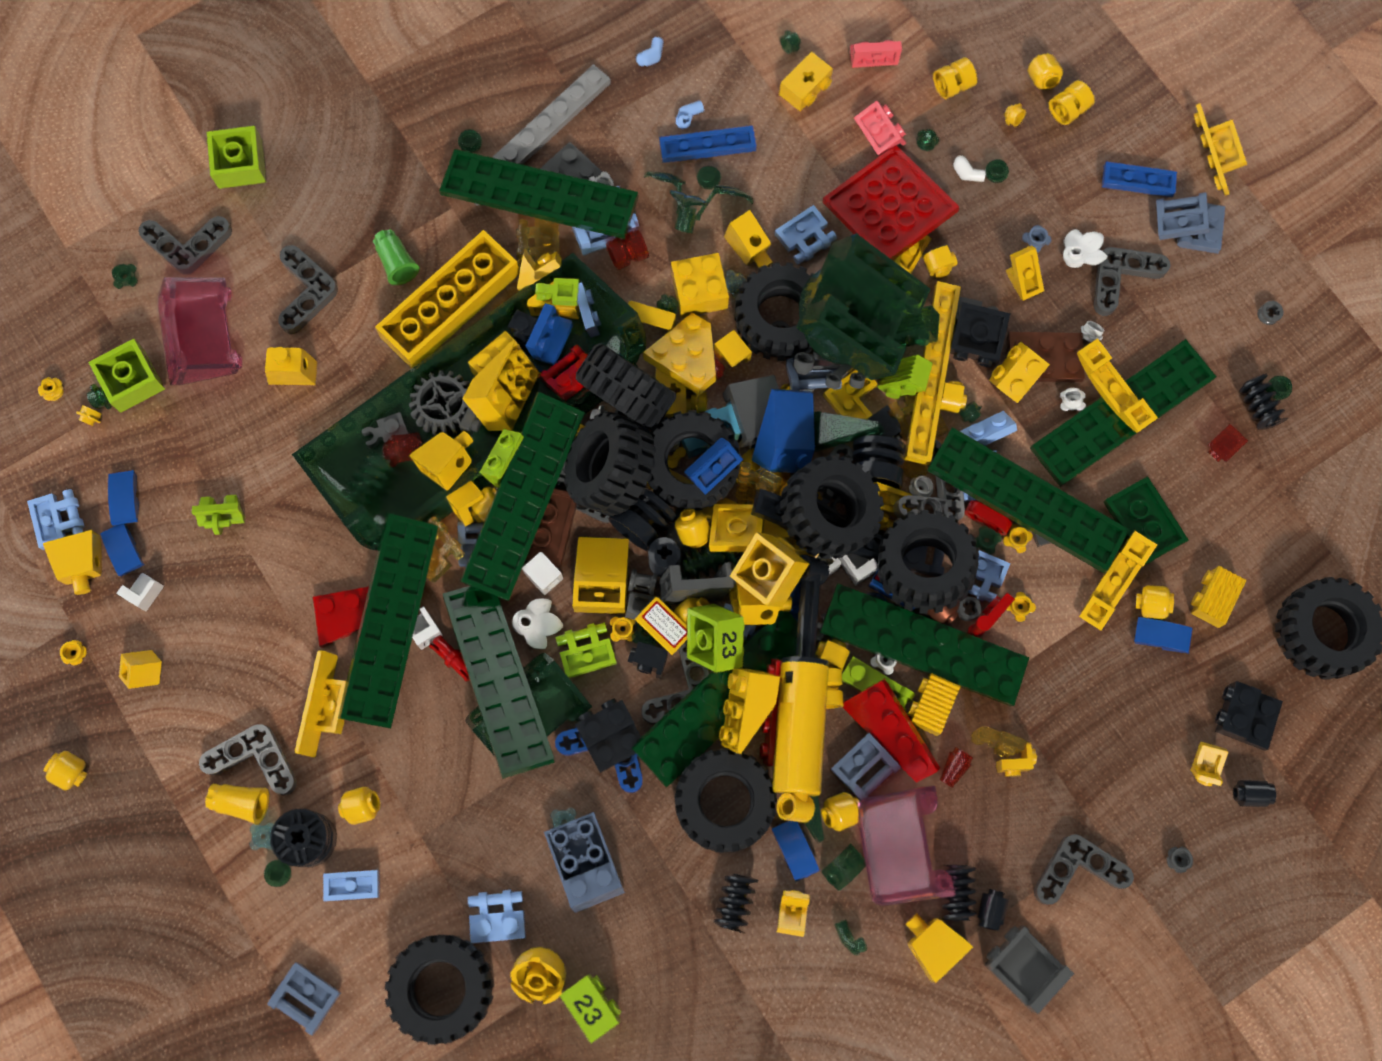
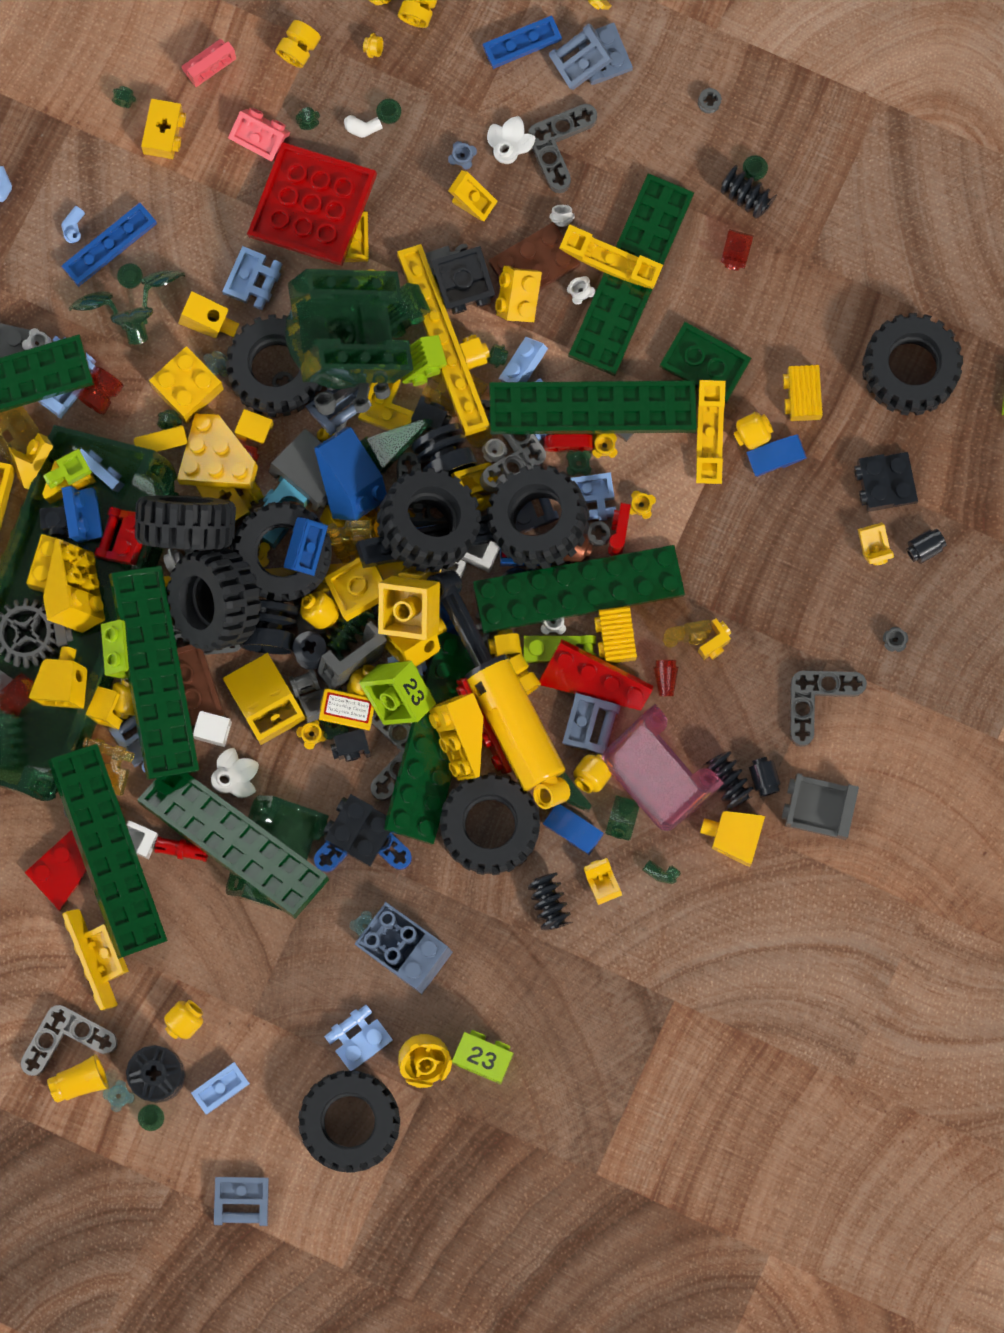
camera: 30 degrees left, 5 degrees up
(587, 657) = (297, 776): lime plate -> none
(940, 261) = (389, 231): yellow plate -> none

